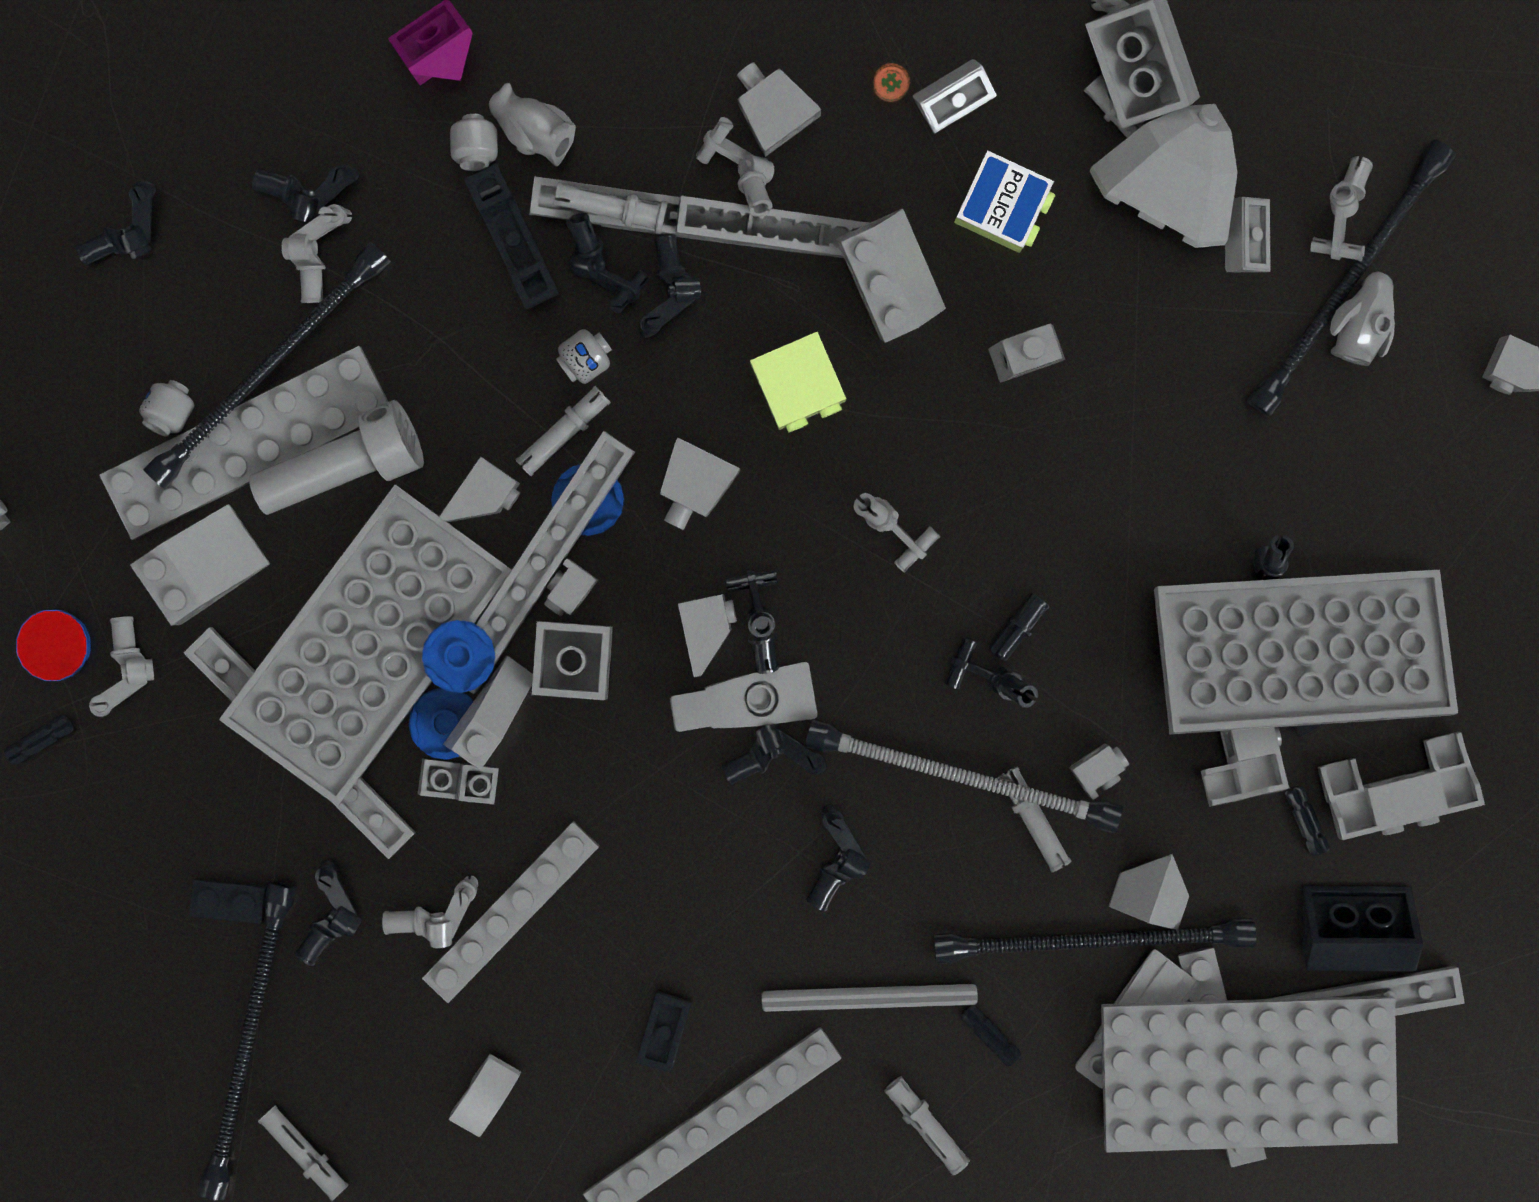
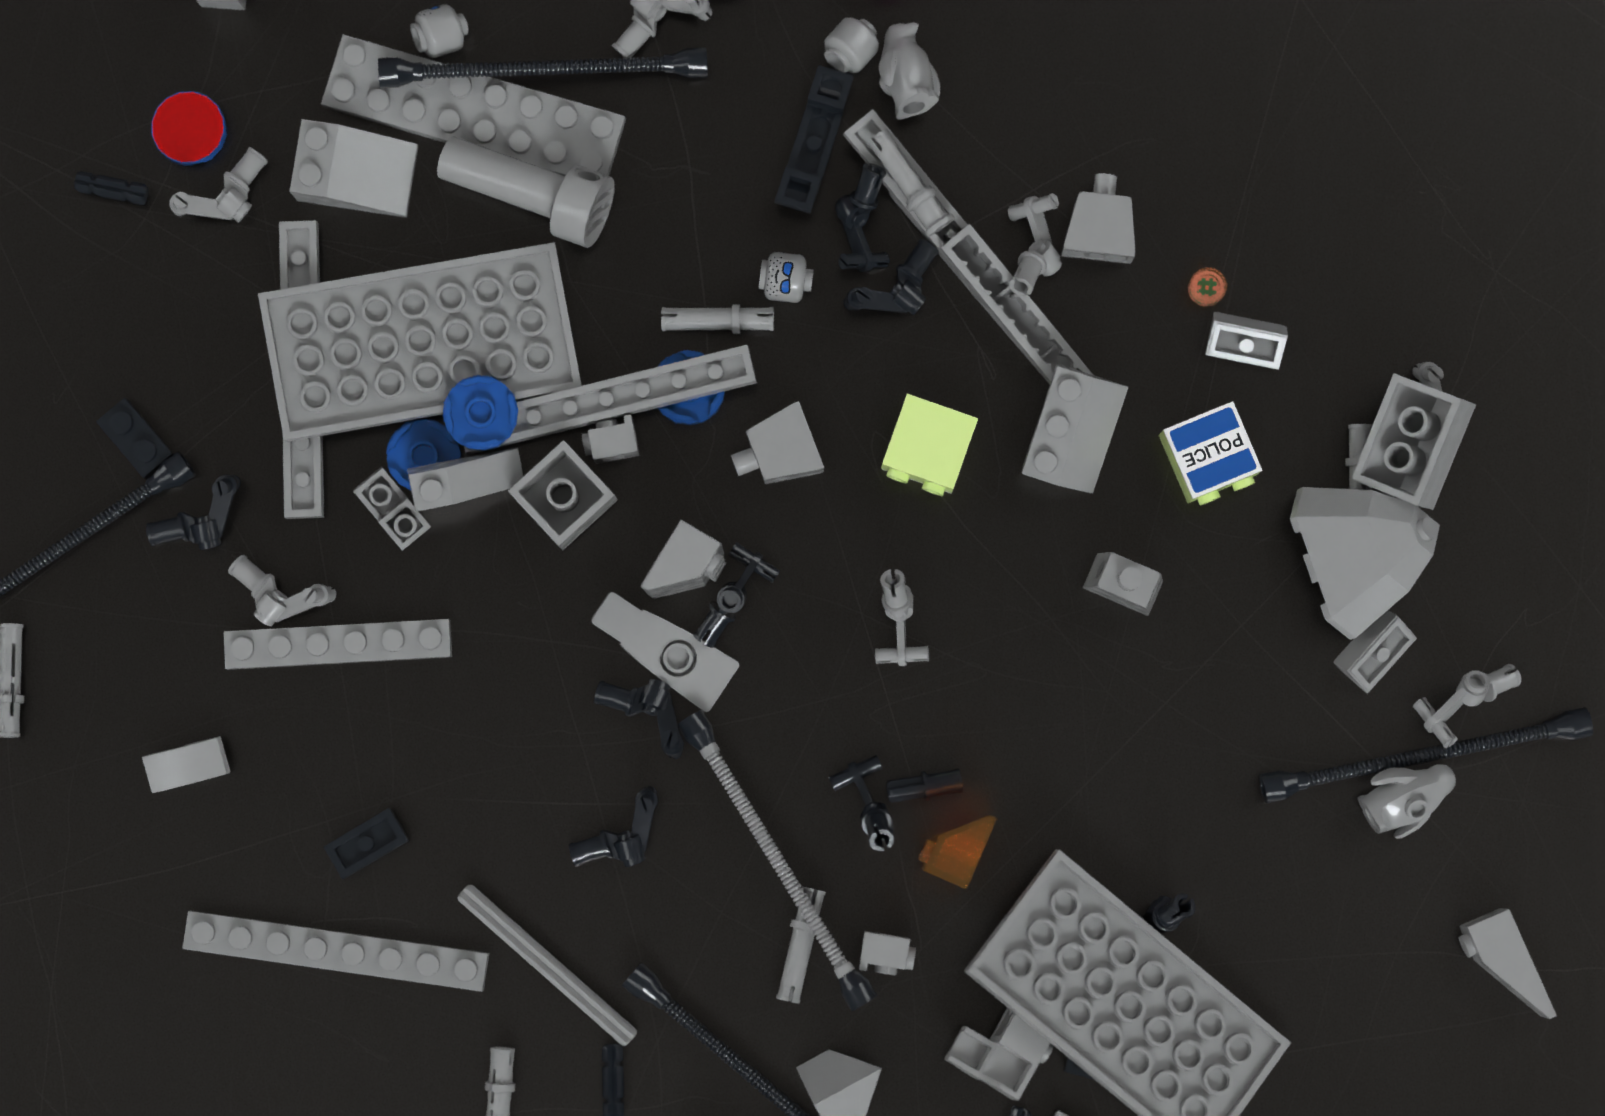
camera: 45 degrees right, 5 degrees down
(482, 493) = (612, 309): light grey slope -> none
(1085, 652) = (957, 851): none -> clear orange slope

